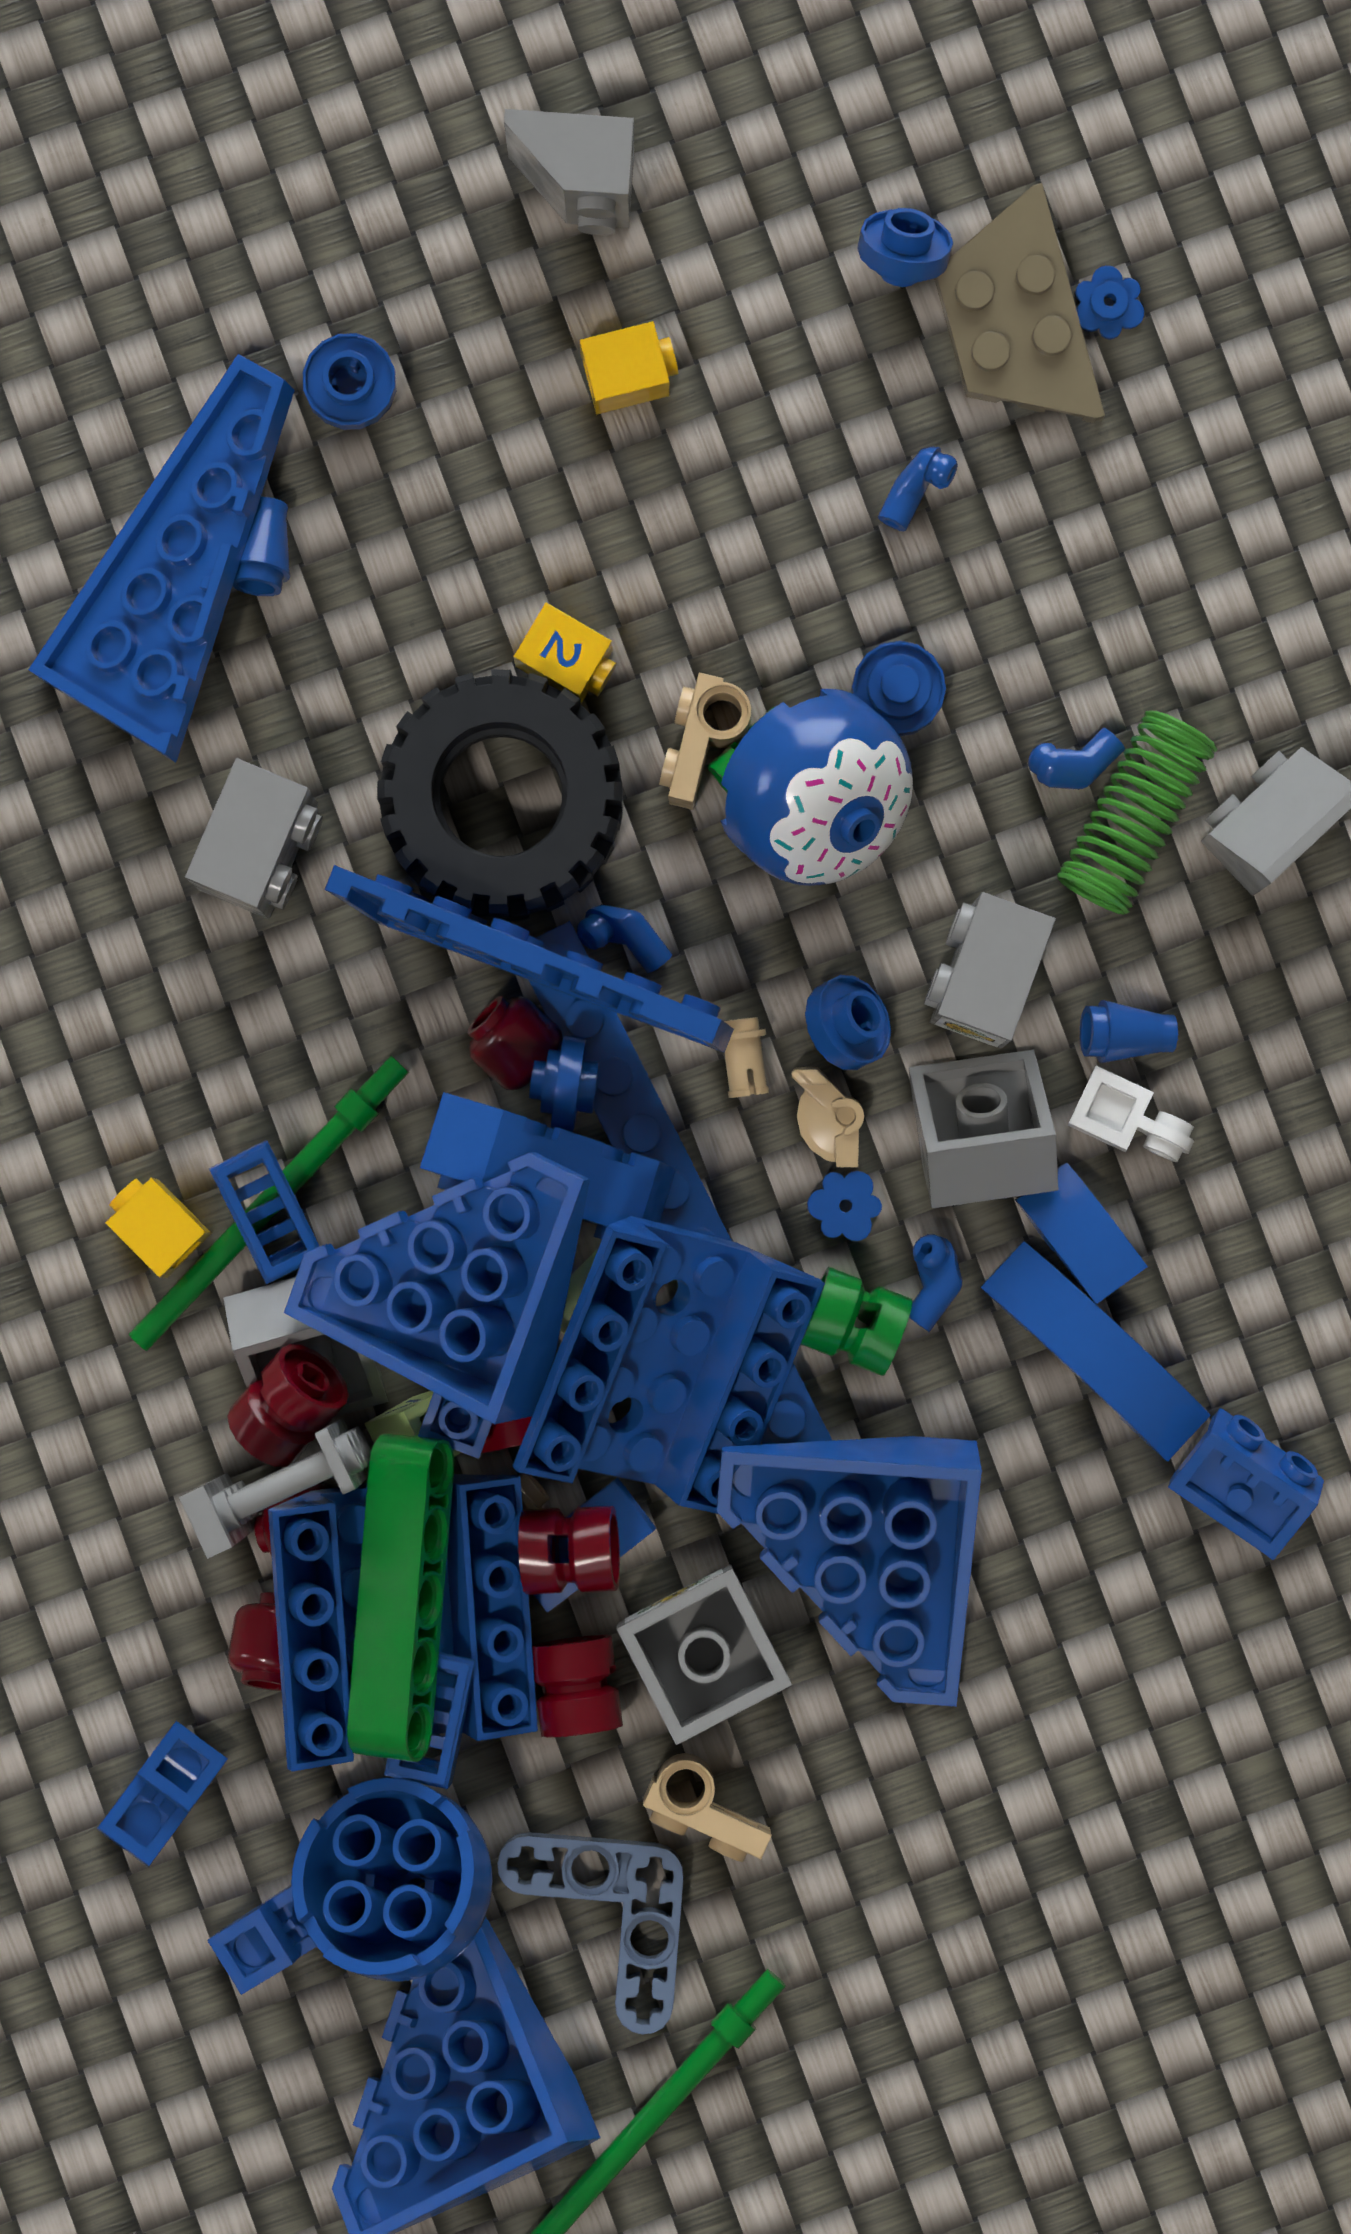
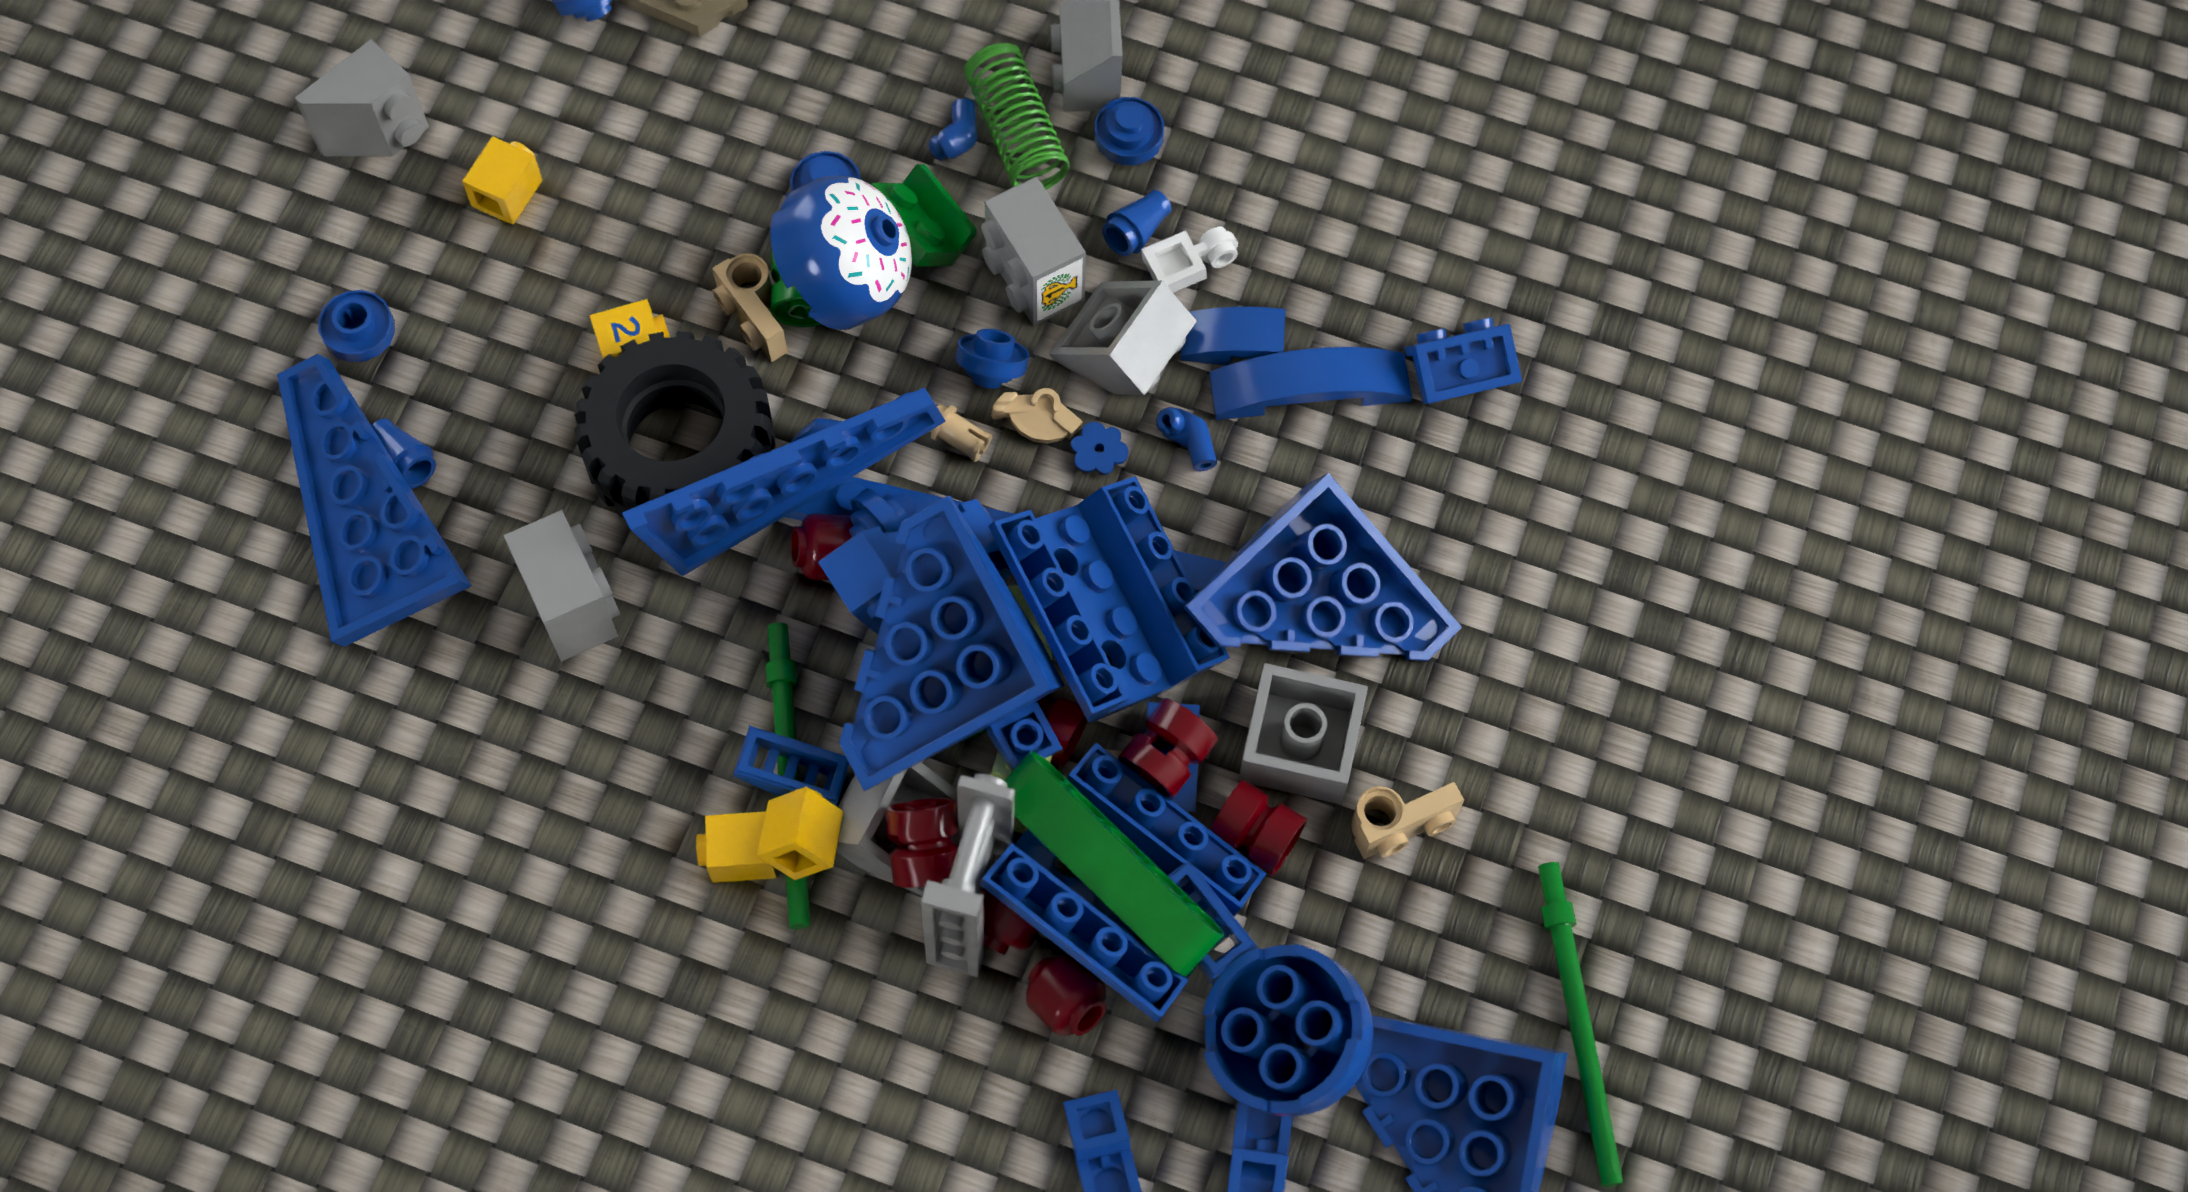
camera: 45 degrees left, 20 degrees down
(207, 1280) = (800, 833): none -> yellow brick
(619, 1886) = (1411, 910): sand blue beam -> none
(835, 1315) = (1179, 486): green wheel -> none
(911, 484) = (718, 92): blue arm -> none
(945, 819) = (931, 217): none -> green bracket
(1225, 934) = (1129, 131): none -> blue plate

